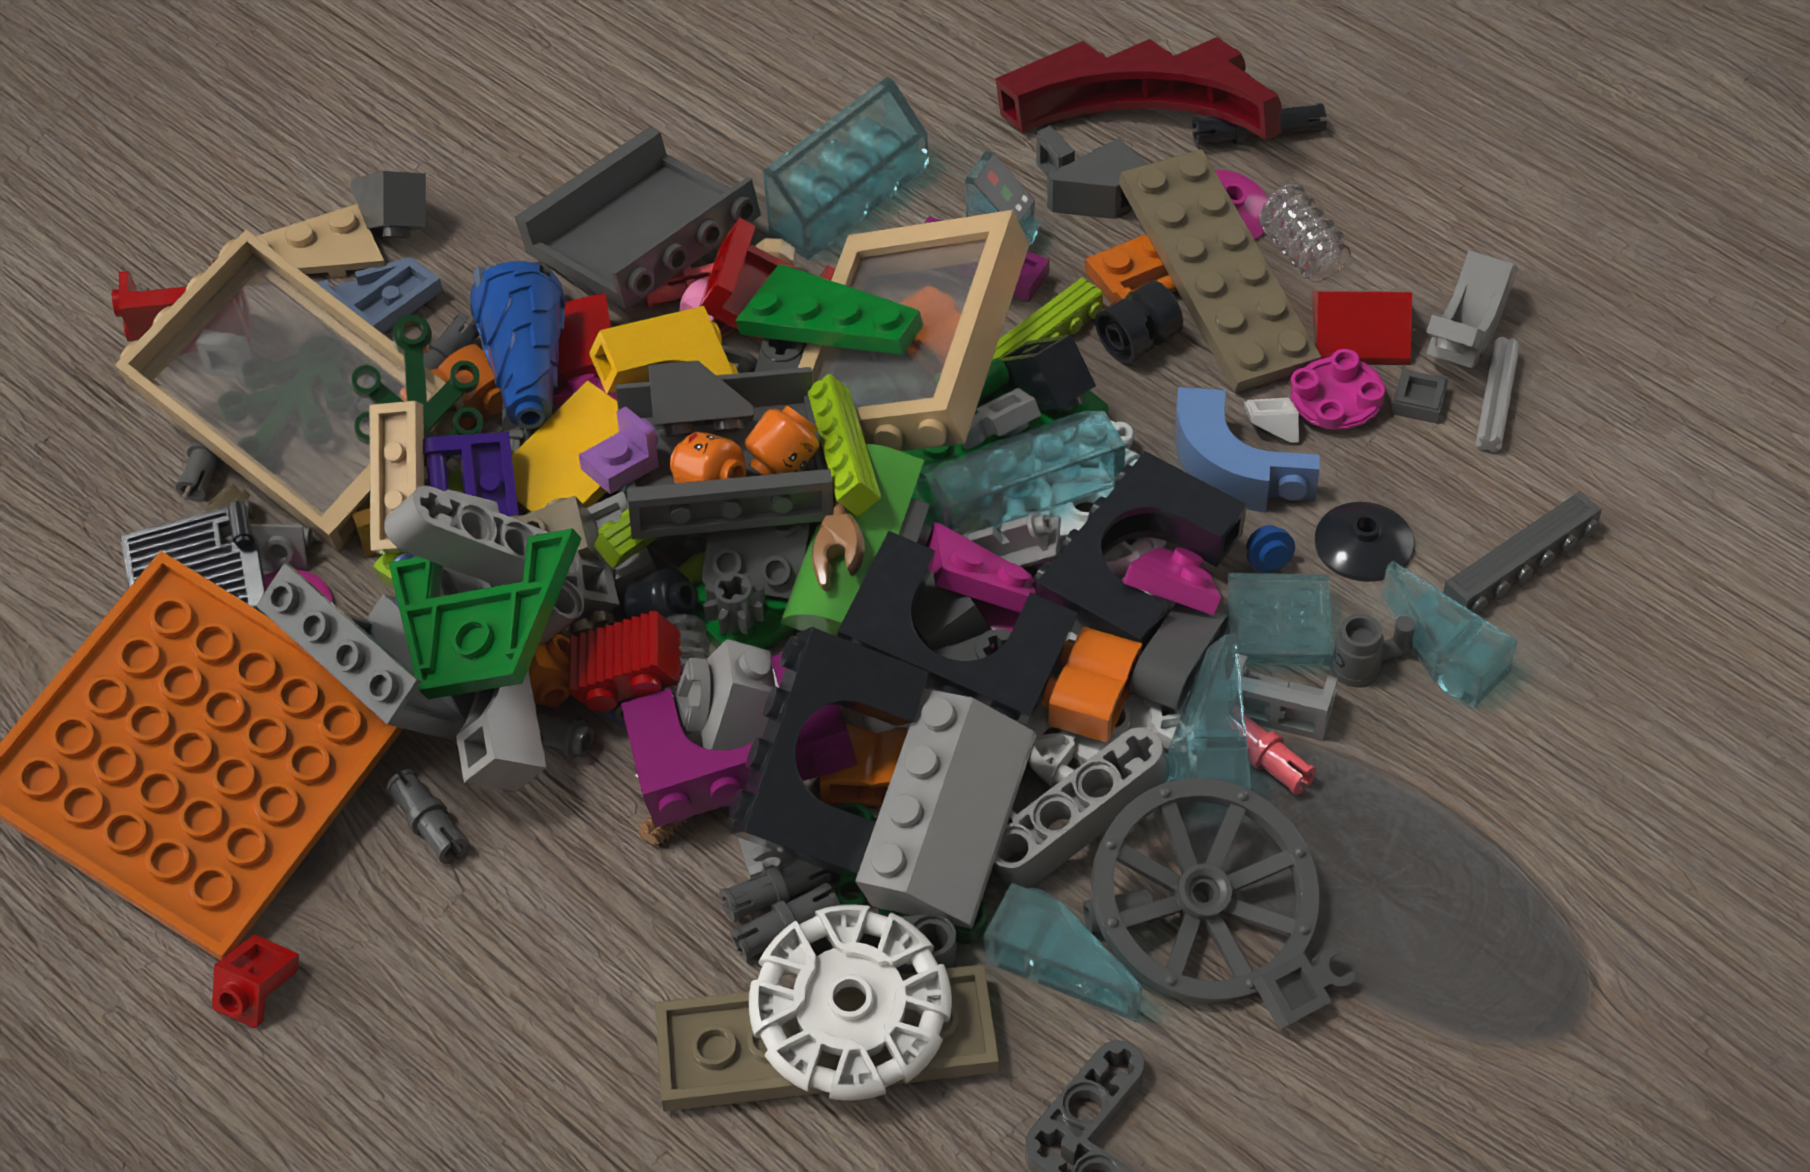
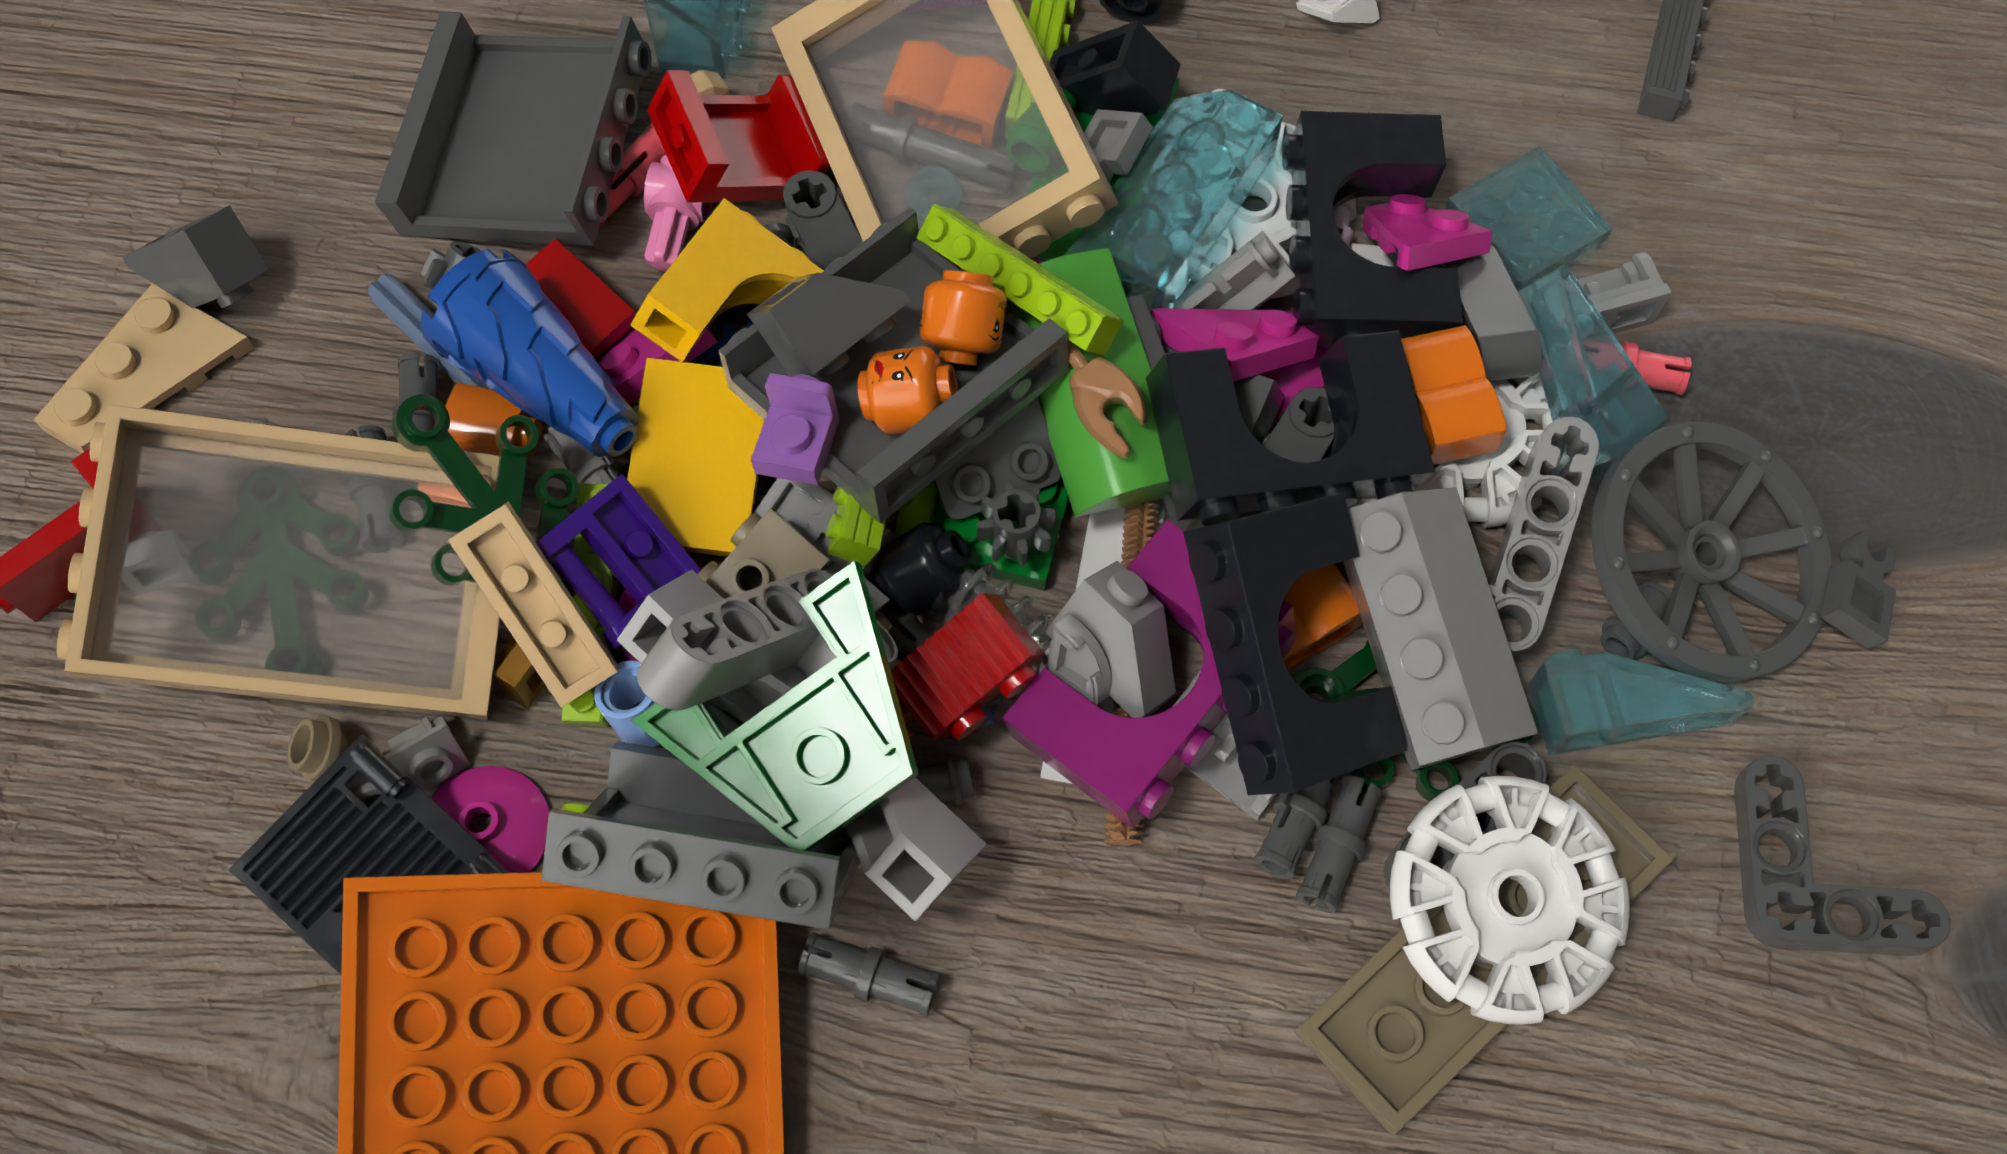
camera: 40 degrees left, 15 degrees up
(198, 471) = (241, 727): dark grey pin -> none
(387, 292) = (283, 377): sand blue wing -> none
(827, 313) = (837, 134): green wing -> none
(1223, 461) = (1327, 76): medium blue arch -> none
(1269, 548) = (1462, 148): blue plate -> none
(1362, 648) = (1634, 202): dark grey piece -> none
(1363, 540) = (1520, 106): black dish -> none
(1451, 641) = (1691, 150): clear light blue slope -> none

